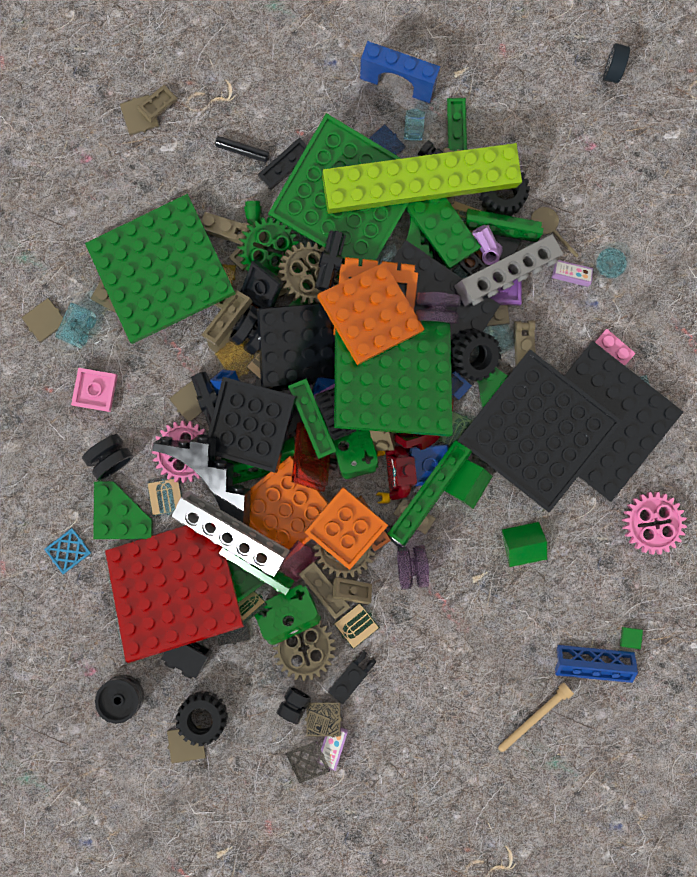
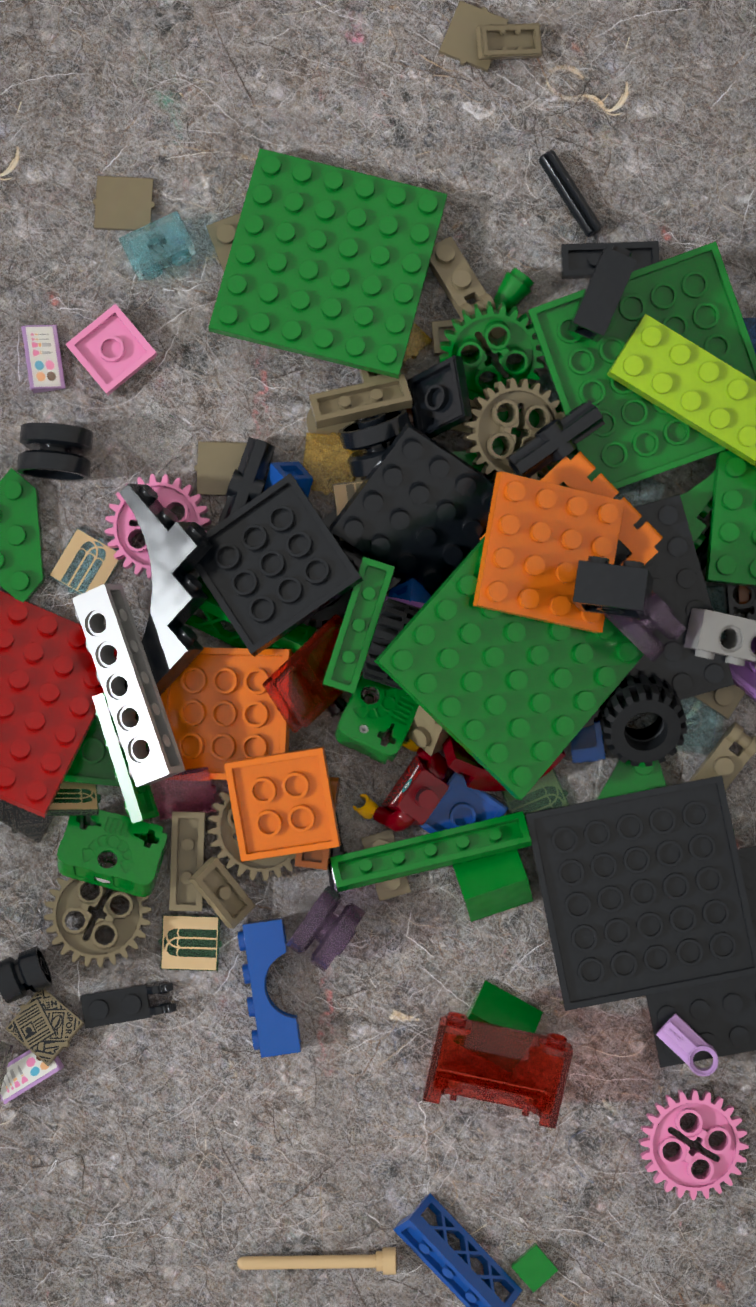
camera: 45 degrees right, 0 degrees up
(66, 419) = (43, 358): none -> slope
(296, 176) = (603, 293): none -> black brick
(414, 303) = (613, 588): none -> black brick
(428, 630) = (276, 1029): none -> blue arch
(542, 562) = (498, 1066): none -> clear red windscreen
(615, 481) = (686, 1044): none -> lavender piece

